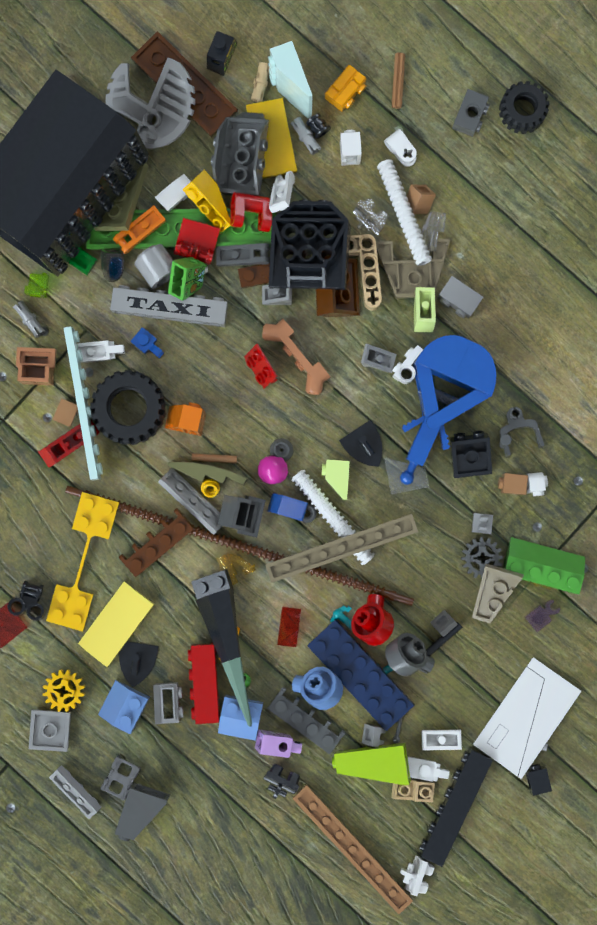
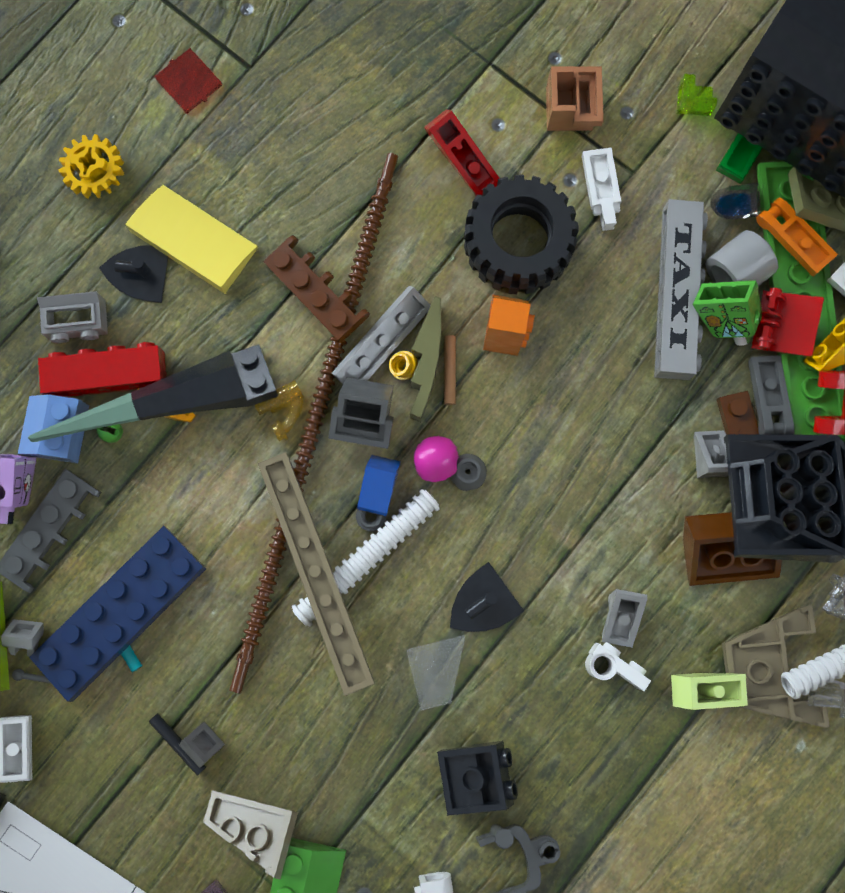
camera: 85 degrees right, 5 degrees down
(28, 600) = (222, 108): black piece -> none
(29, 319) = (644, 89): light grey pin -> none
(49, 730) = (32, 150): light grey plate -> none
(65, 412) = (507, 145): medium nougat panel -> none
(69, 604) = (348, 198): yellow hinge -> none
(82, 394) = (532, 163): light aqua plate -> none
(123, 707) = (66, 255): medium blue slope -> none
(146, 342) = (621, 259): blue plate -> none
(260, 366) = (606, 426): red hinge -> none
(289, 627) = (193, 497): clear red slope -> none
(315, 374) = (652, 465): nougat plate -> none
(319, 687) = (93, 547): medium blue piece -> none
(337, 476) = (430, 561): yellowish green slope -> none
(338, 614) = (214, 573): teal piece -> none
(367, 272) = (761, 593): tan beam -> none
(372, 622) = (199, 628): red piece -> none
(408, 655) = (146, 688): dark grey piece -> none
(459, 297) = (733, 748): light grey brick -> none
(461, 364) = (628, 751): blue piece -> none
(480, 549) = (324, 802): dark grey gear -> none
(482, 523) = (366, 801): light grey tile -> none
(513, 484) = (432, 852): medium nougat brick -> none

